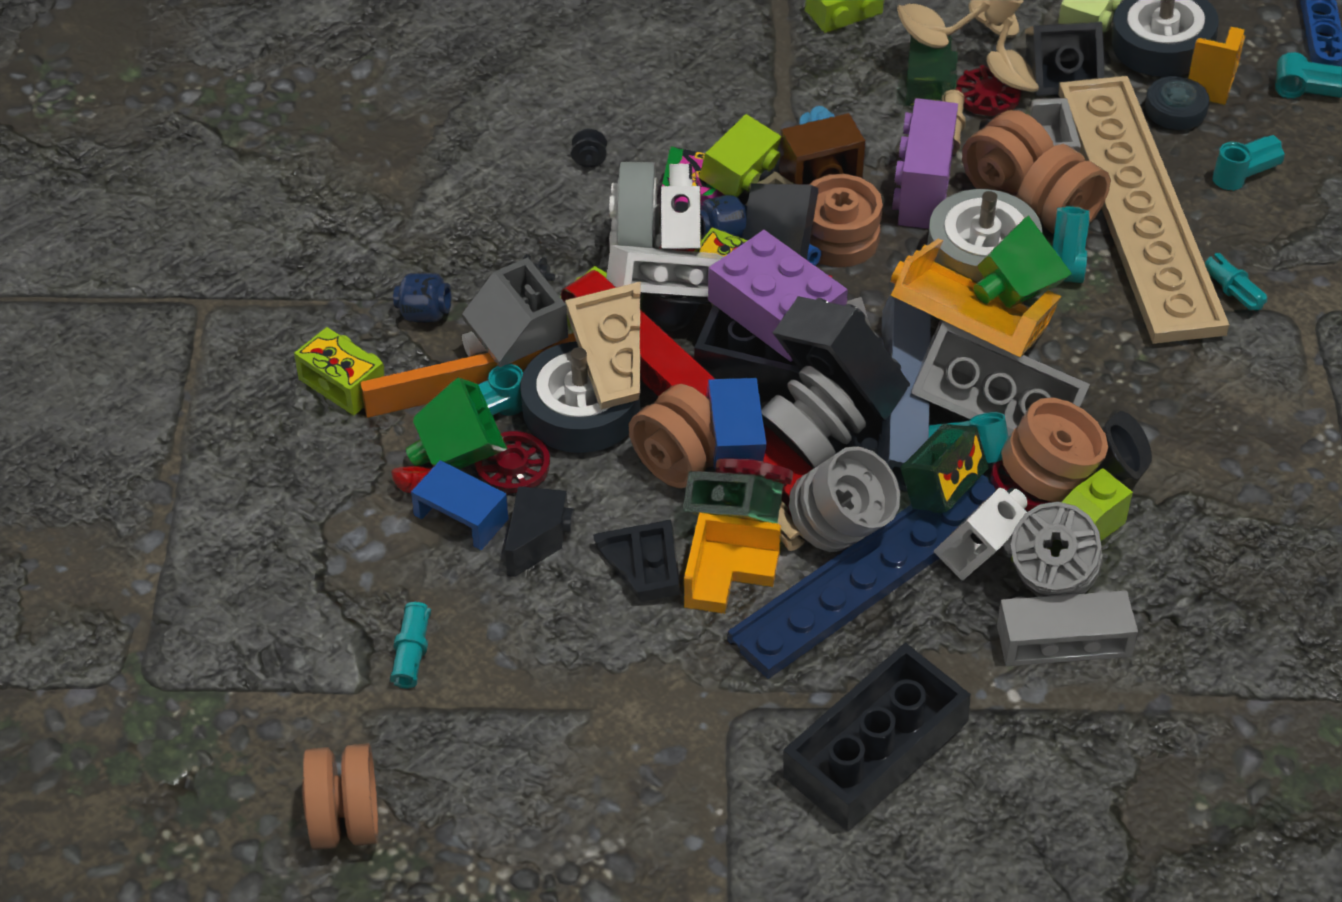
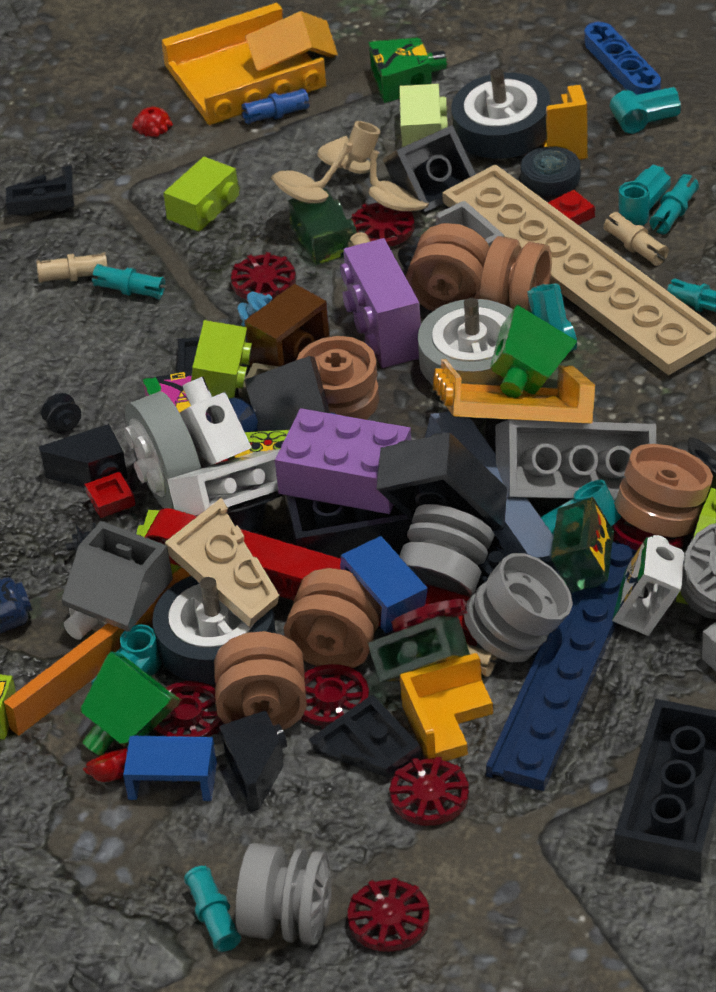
camera: 25 degrees left, 5 degrees down
(466, 661) = (291, 894): none -> light grey wheel
(552, 724) = (388, 915): none -> dark red wheel
(579, 197) = (83, 457): none -> black slope
(580, 239) = (110, 494): none -> red plate
(580, 458) = (259, 675): none -> nougat wheel
(641, 501) = (332, 692): none -> dark red wheel
(664, 630) = (429, 791): none -> dark red wheel
(689, 21) = (69, 267): none -> tan pin
(728, 53) = (128, 281): none -> teal pin
(849, 97) = (262, 277): none -> dark red wheel
(1174, 147) = (574, 207): none -> red plate
(1212, 200) = (636, 238): none -> tan pin
(1272, 181) = (674, 204): none -> teal pin

